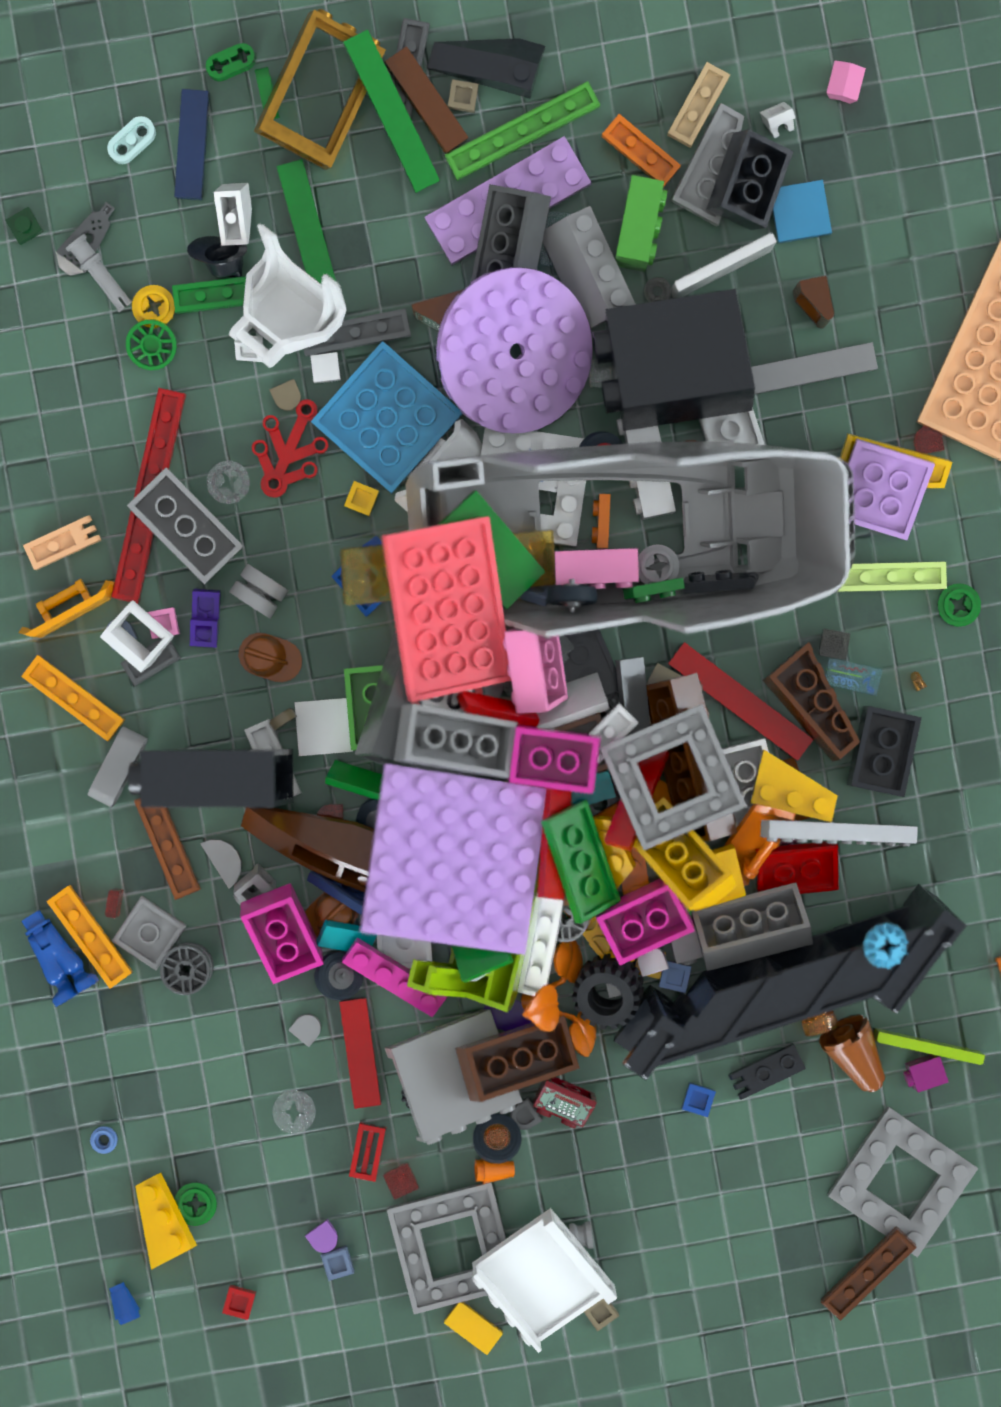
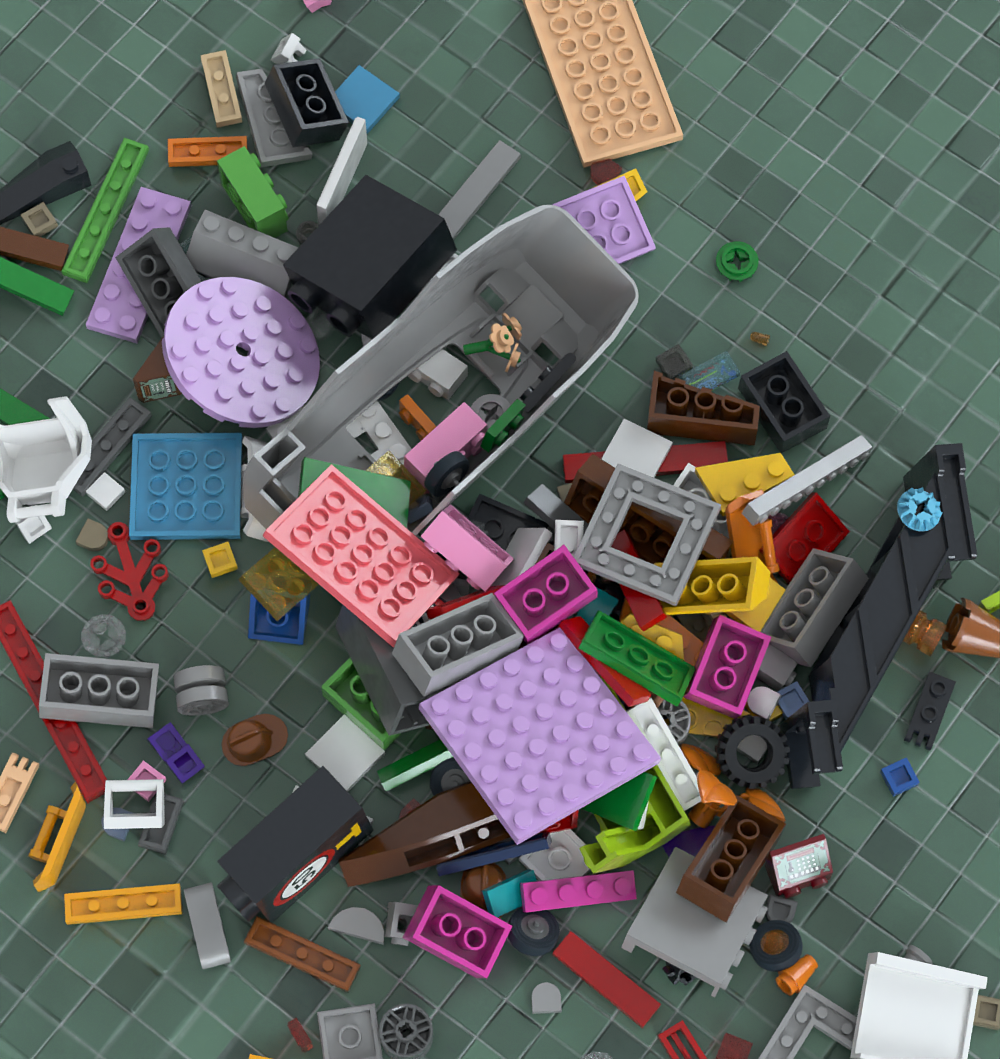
camera: 45 degrees left, 20 degrees down
(282, 719) = (307, 770): dark tan tile -> none
(711, 520) = (501, 340): none -> light nougat plant
(737, 691) = (637, 449): none -> white tile
(815, 300) = (422, 140): reddish brown tile -> none
(896, 577) = (672, 280): yellowish green plate -> none

